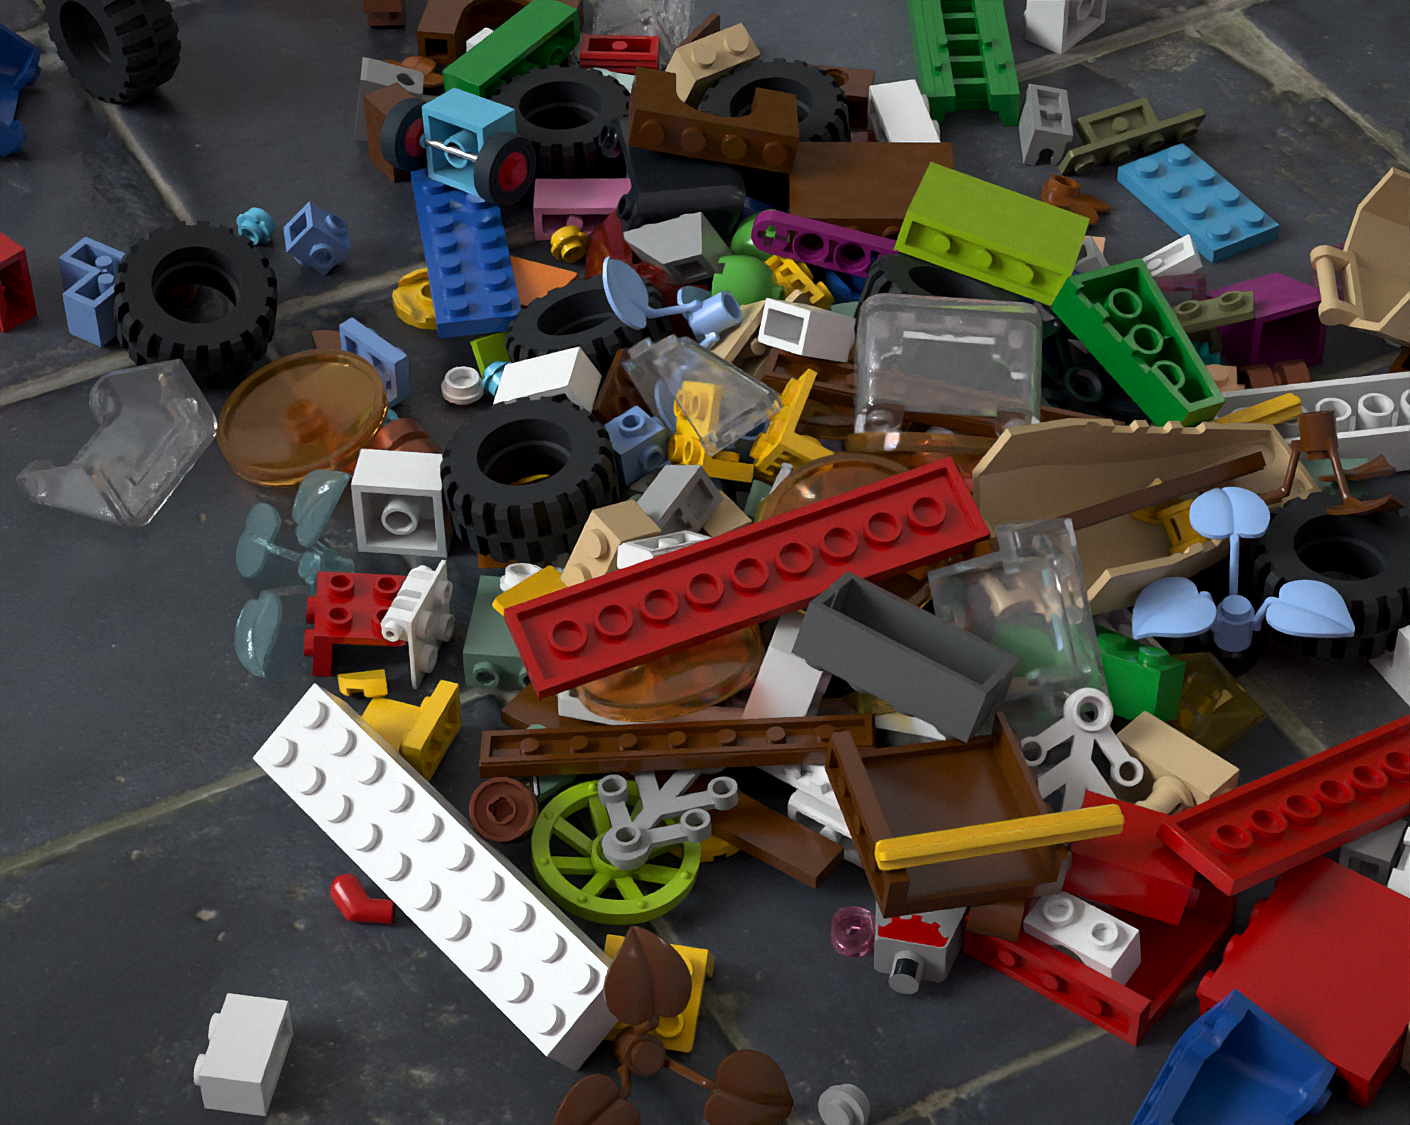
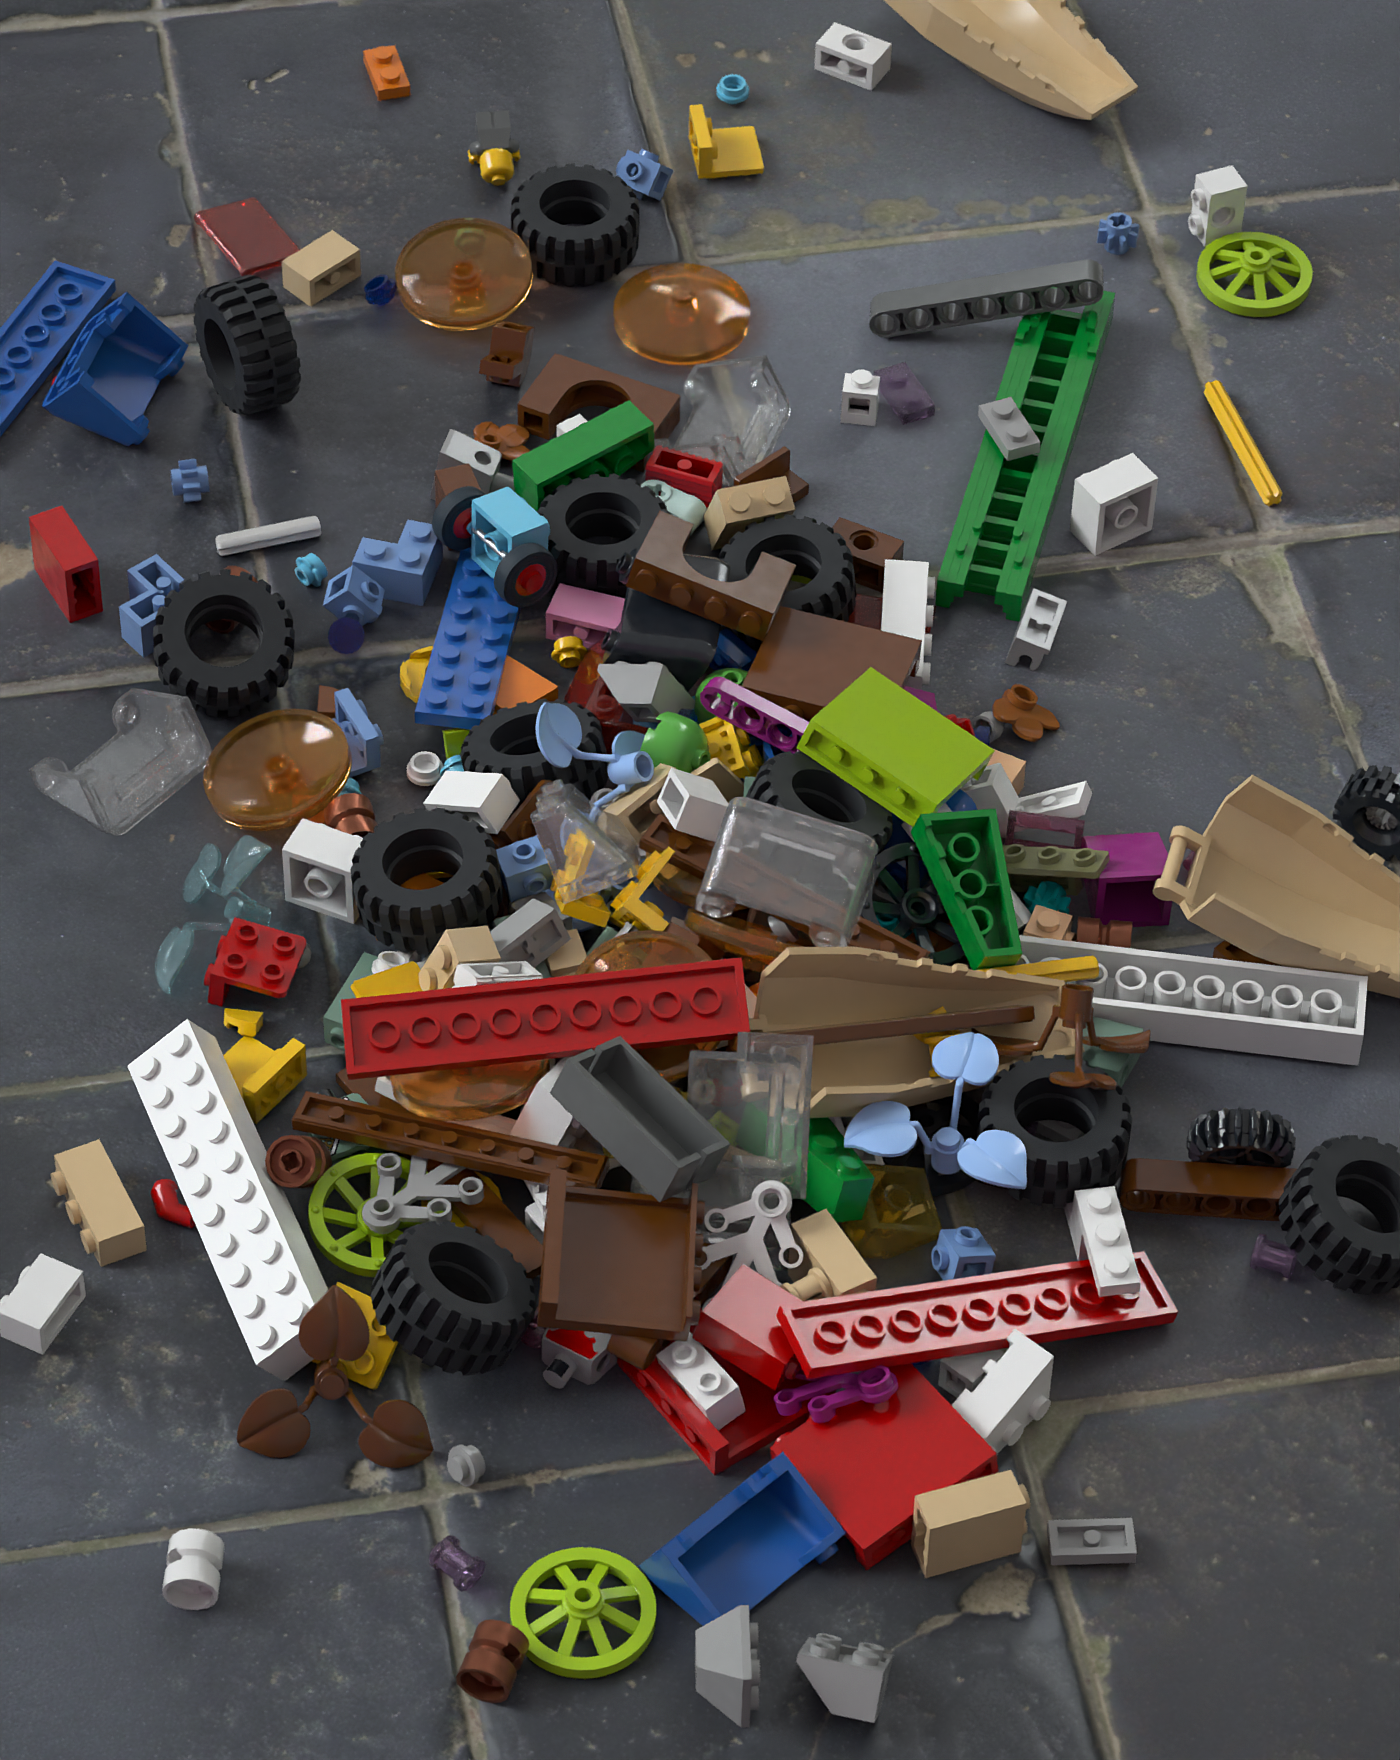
camera: 15 degrees right, 5 degrees up
(90, 170) = (189, 480): none -> medium blue gear
(196, 204) = (268, 535): none -> white axle
(273, 921) = (98, 1203): none -> tan brick
(321, 278) = (346, 635): none -> clear blue plate
(359, 197) = (403, 568): none -> medium blue brick
(421, 617) = (301, 979): white hinge -> none
(758, 916) = (453, 1298): none -> black tyre
(998, 837) = (641, 1287): yellow axle -> none
(1125, 130) = (1104, 653): olive bracket -> none
(1198, 202) = (1138, 740): dark azure plate -> none
(1296, 888) = (870, 1386): none -> magenta plant
(1301, 730) = (962, 1254): none -> medium blue brick

